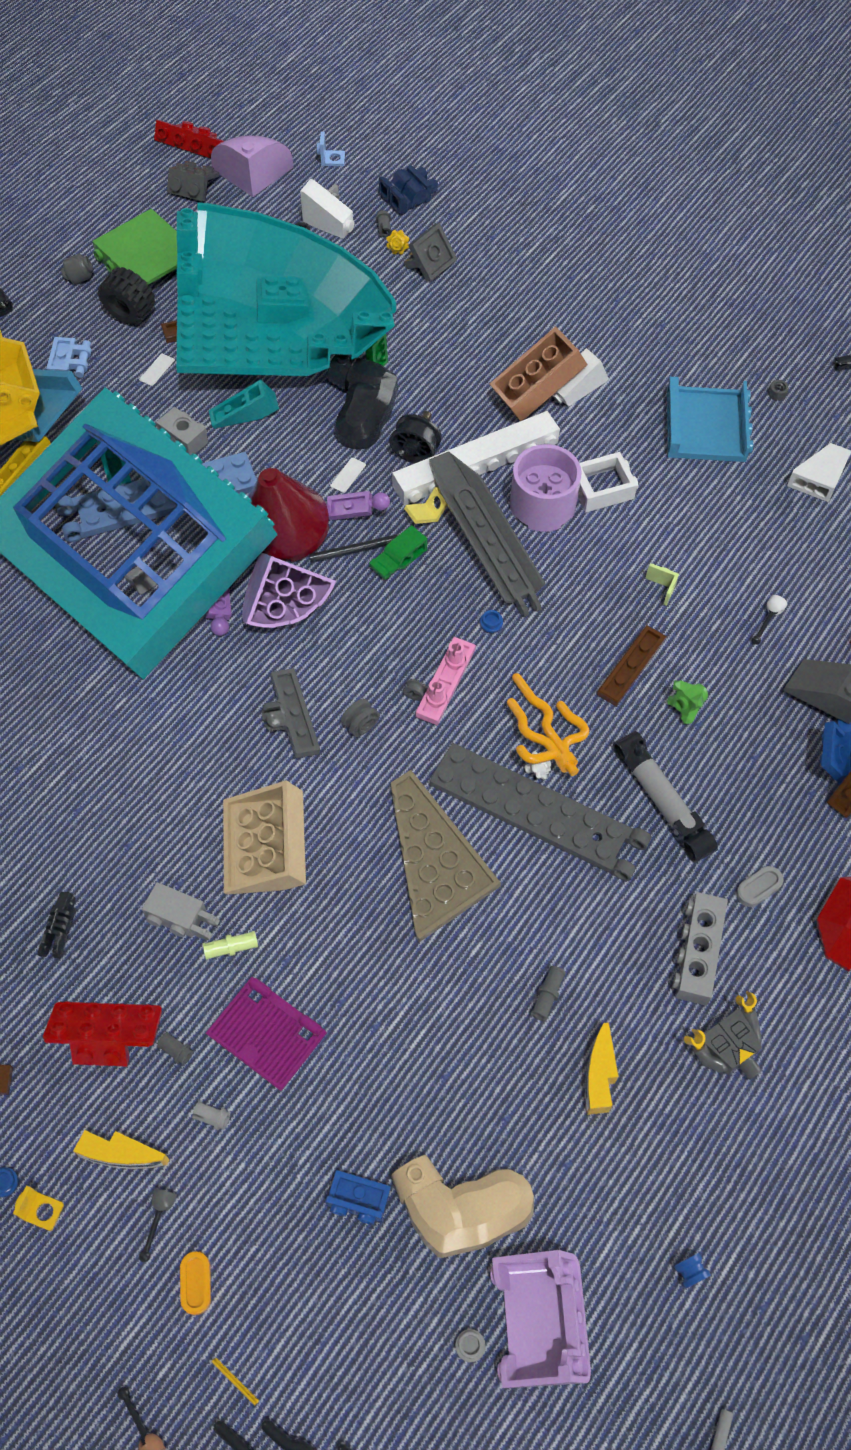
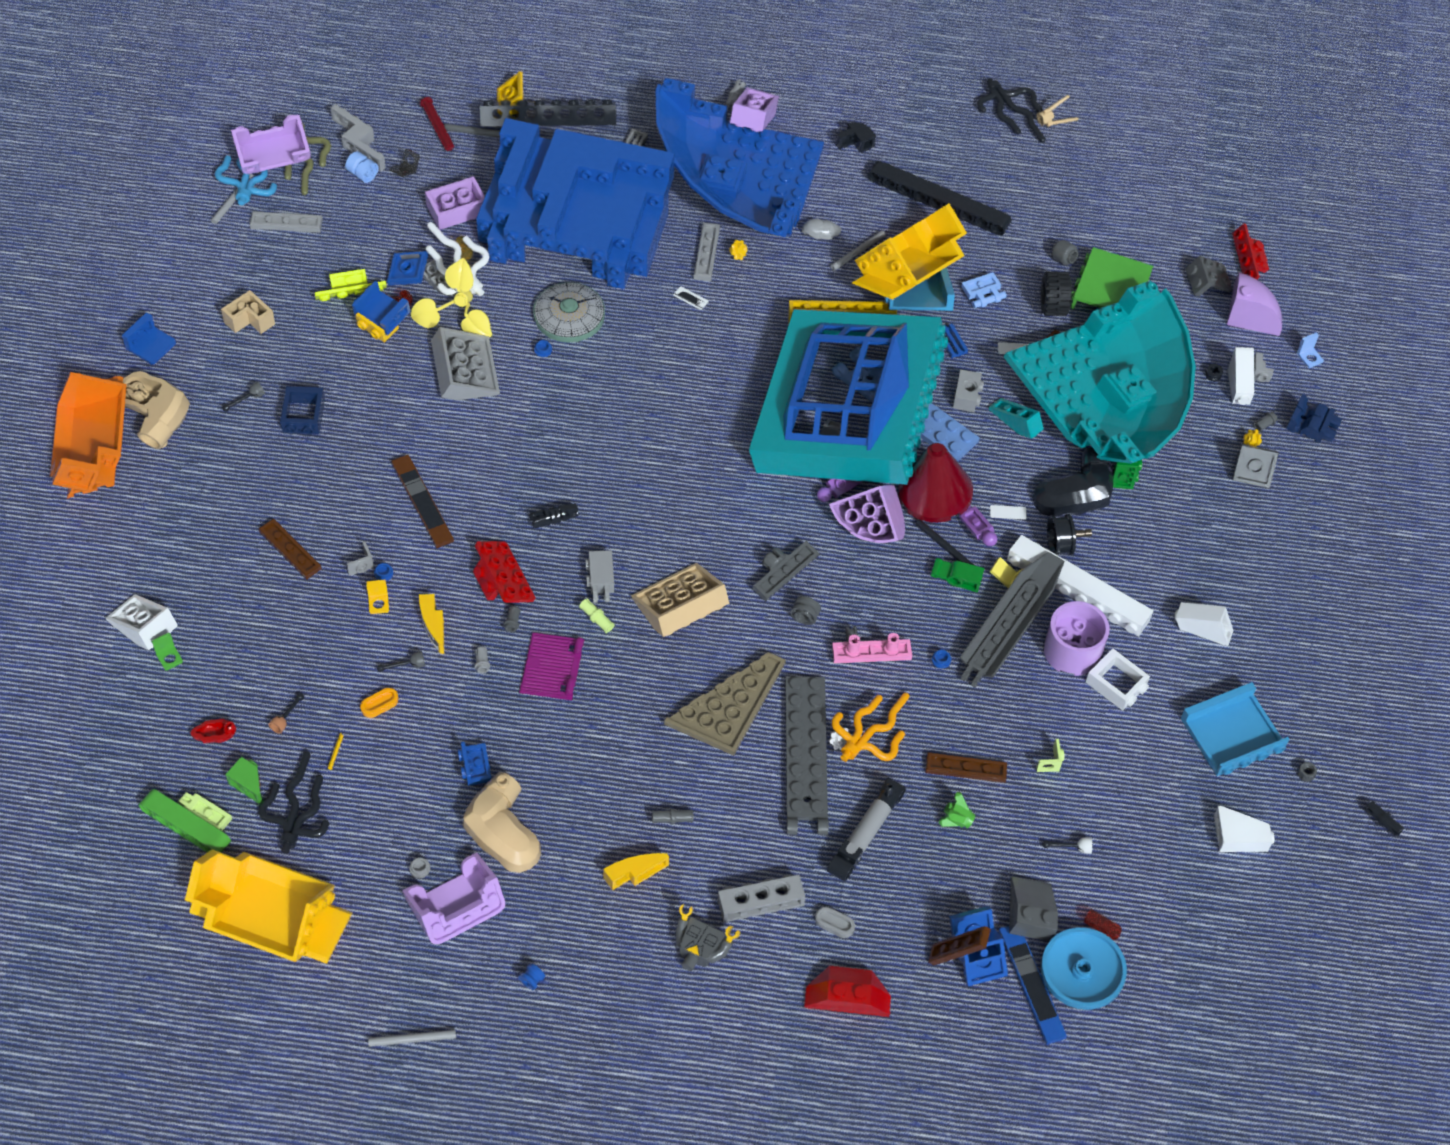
camera: 60 degrees right, 5 degrees down
(538, 373) = (1179, 586): nougat brick -> none

